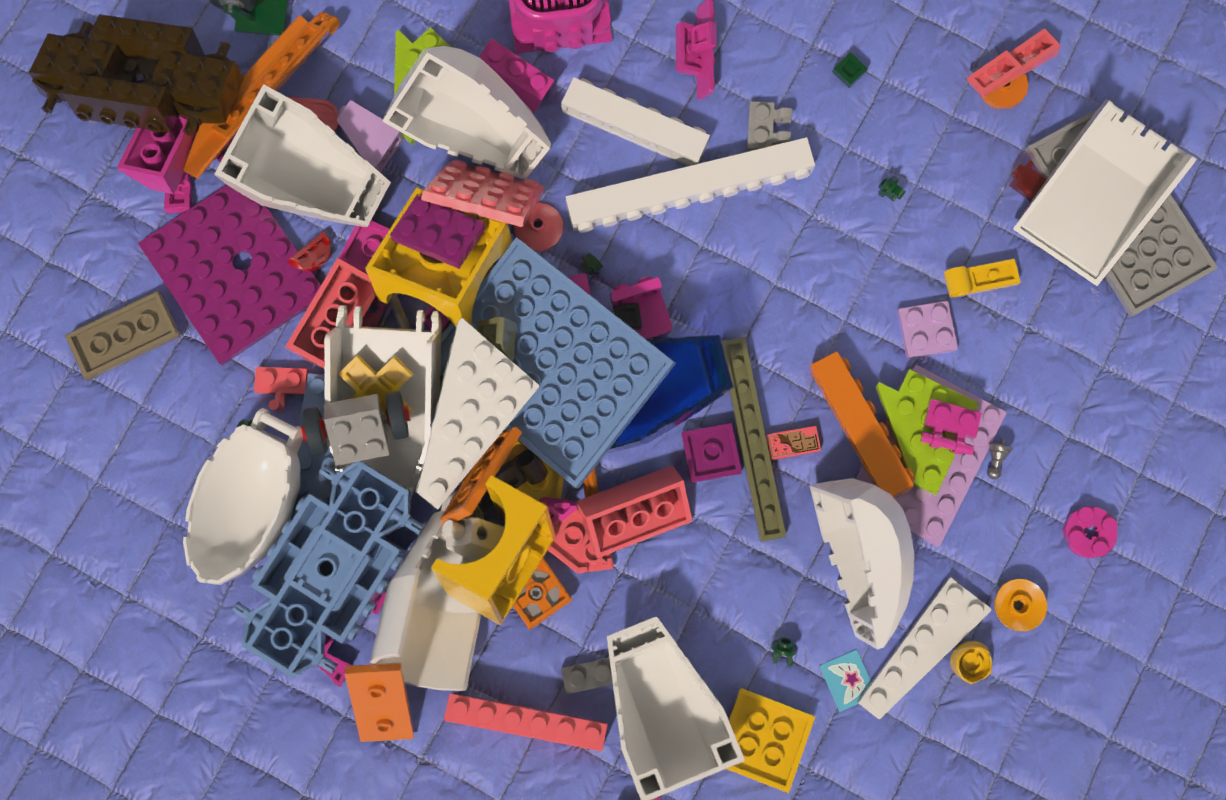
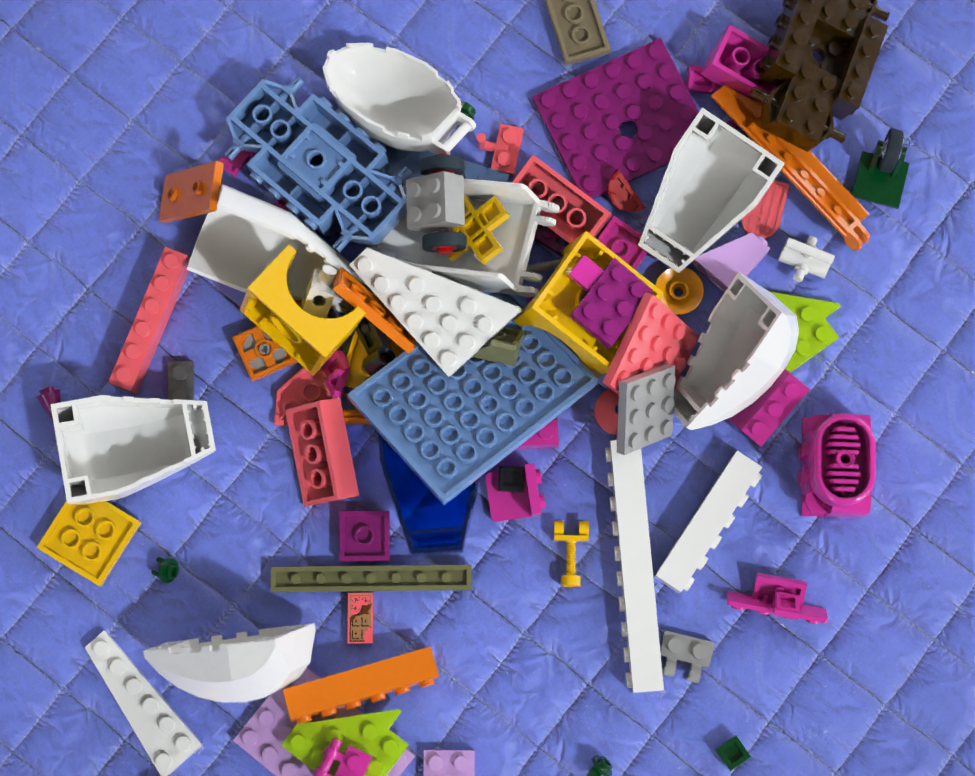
camera: 105 degrees right, 0 degrees up
(354, 67) = (805, 258): none -> white pin
(405, 173) = (688, 283): none -> light orange dish
(410, 260) = (585, 273): none -> dark pink tile
(537, 189) = (645, 408): none -> light grey plate
(591, 263) = (571, 454): dark green plate -> none
(714, 245) = (570, 578): none -> yellow bar
(846, 679) = (128, 625): medium azure sticker -> none
(971, 661) = (118, 748): yellow hair -> none

